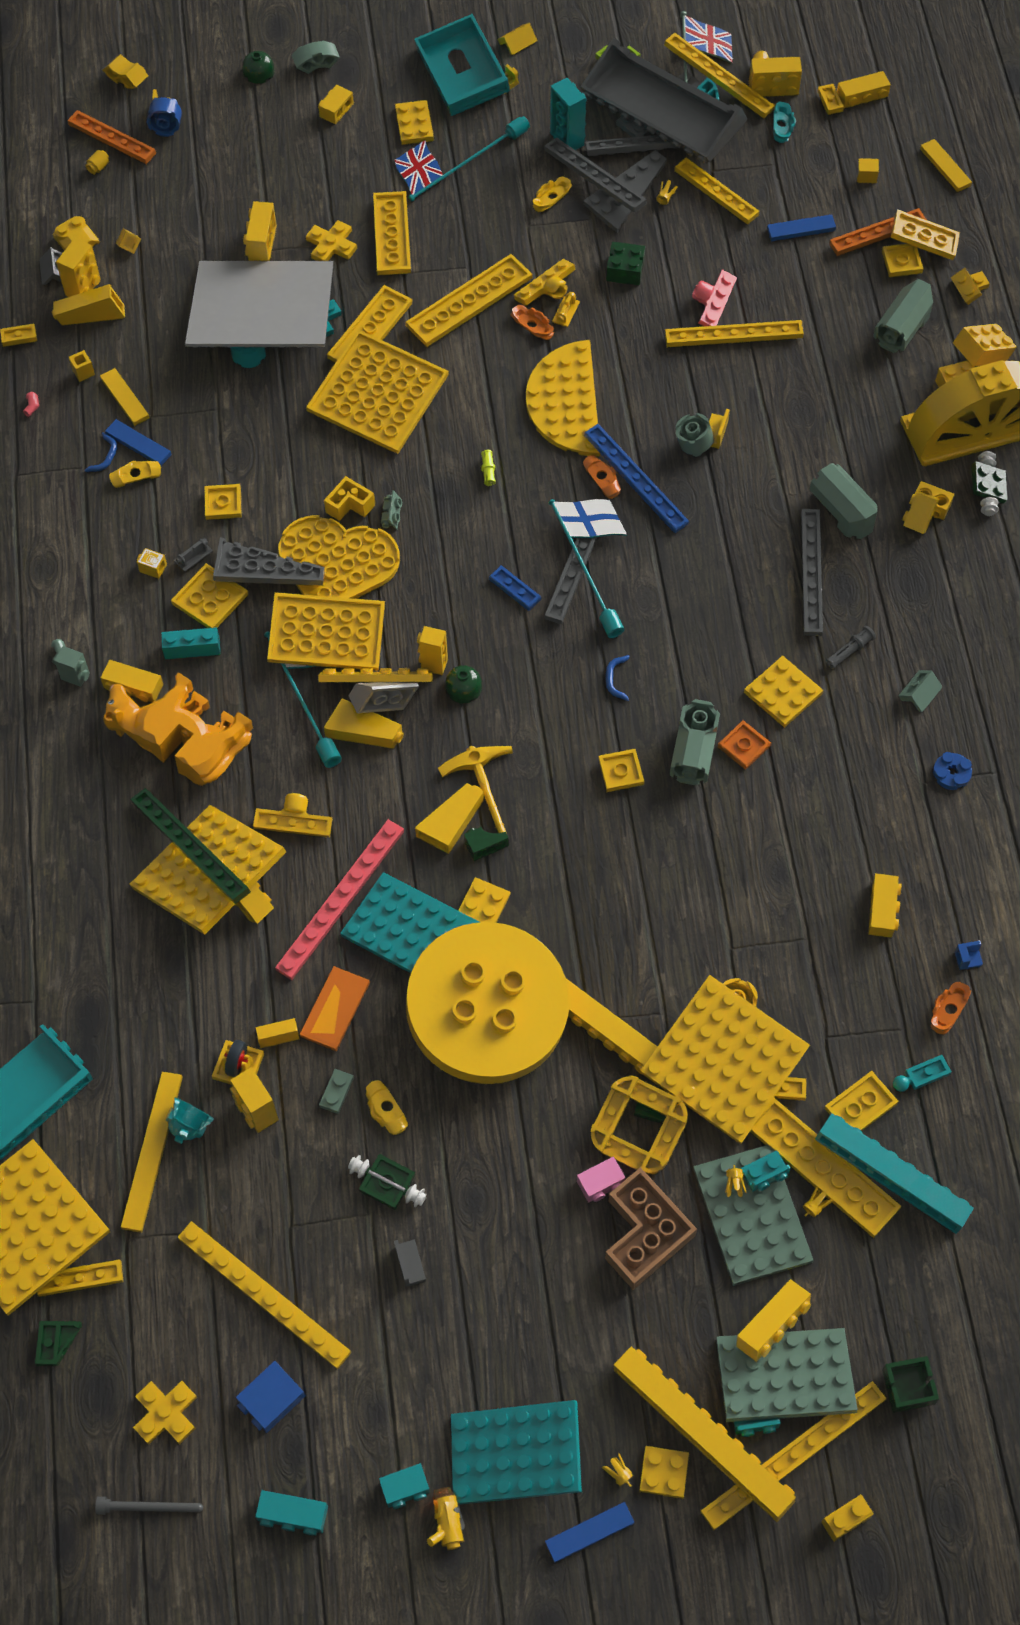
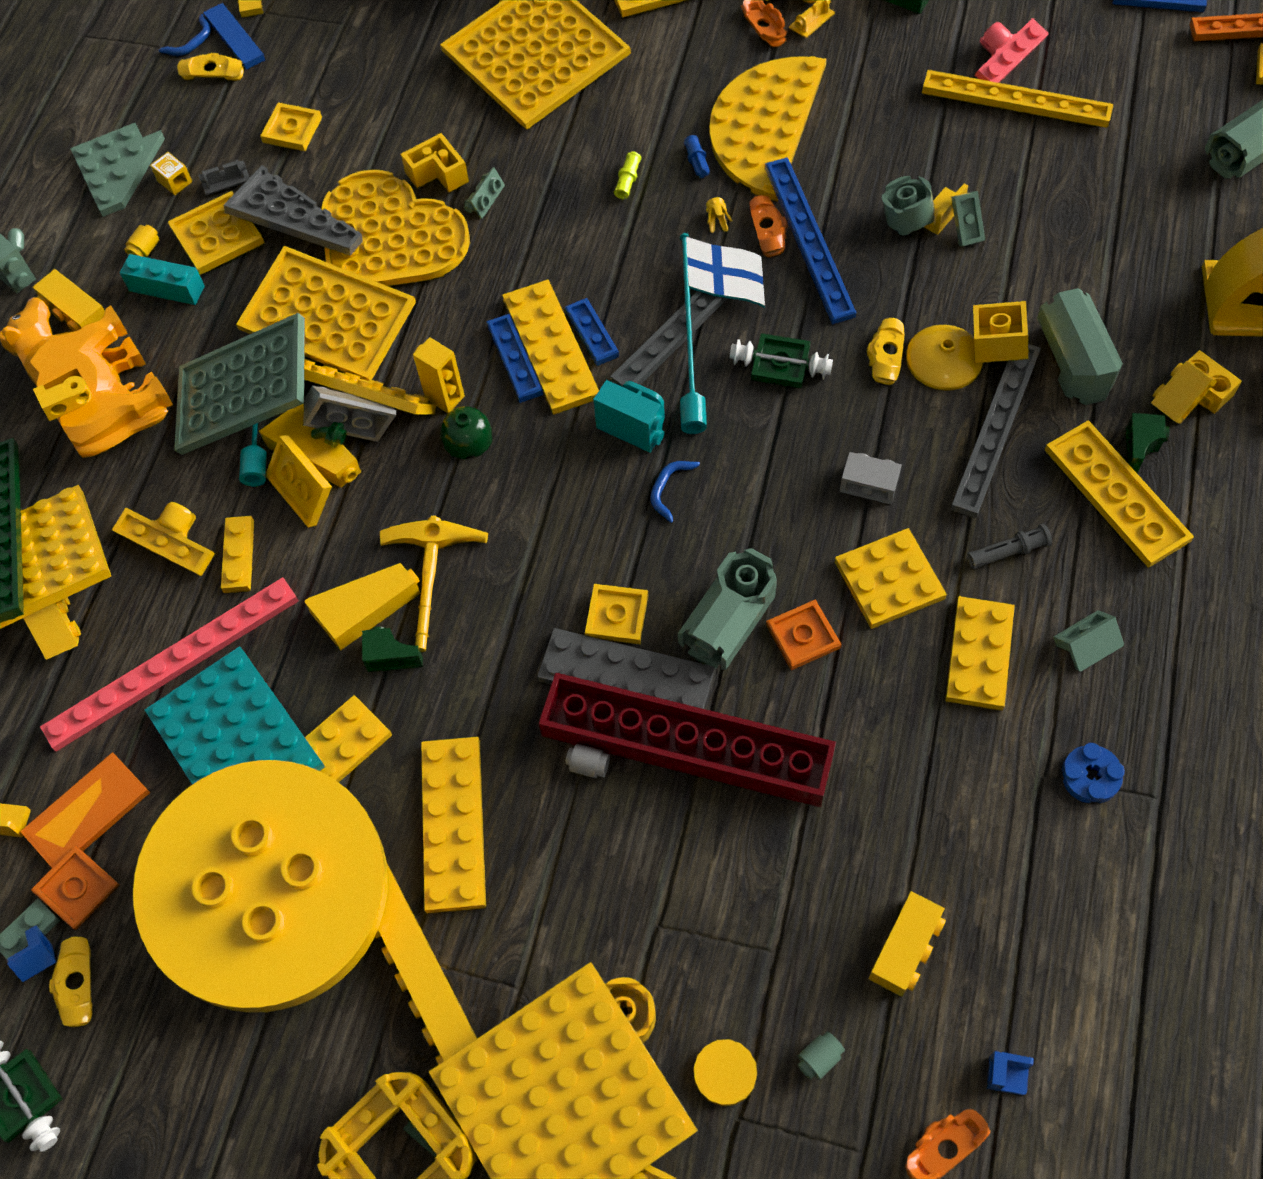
camera: 25 degrees right, 0 degrees up
(102, 569) = (116, 165): none -> sand green wing
(158, 621) = (142, 241): none -> yellow brick
(185, 746) = (63, 397): none -> yellow leg
(298, 699) = (240, 384): none -> sand green plate
(347, 814) = (237, 554): none -> yellow plate
(355, 1053) = (75, 887): none -> orange tile
(355, 1102) = (34, 957): none -> blue panel
(368, 752) = (298, 481): none -> yellow plate
(381, 712) = (333, 435): none -> dark green plate
(470, 622) = (514, 358): none -> blue tile
(491, 606) = (551, 346): none -> yellow plate
(530, 439) = (696, 156): none -> blue axle
(563, 474) = (716, 208): none -> yellow piece
(573, 636) = (630, 413): none -> teal brick
(577, 933) = (452, 825): none -> yellow plate
(643, 806) = (626, 668): none -> dark grey plate
(645, 866) = (587, 761): none -> light grey brick
(653, 569) = (781, 360): none -> dark green plate
(702, 831) = (688, 739): none -> dark red brick
(723, 551) = (886, 366): none -> yellow piece
(737, 432) = (968, 218): none -> sand green plate
(745, 630) = (870, 477): none -> light grey brick
(758, 541) = (942, 366): none -> yellow dish
(791, 506) = (1000, 332): none -> yellow brick
(808, 1014) = (725, 1072): none -> yellow tile
(858, 720) = (980, 653): none -> yellow plate
(859, 984) = (820, 1056): none -> sand green brick
(903, 591) = (1119, 493): none -> yellow plate
(906, 548) = (1144, 435): none -> dark green arch

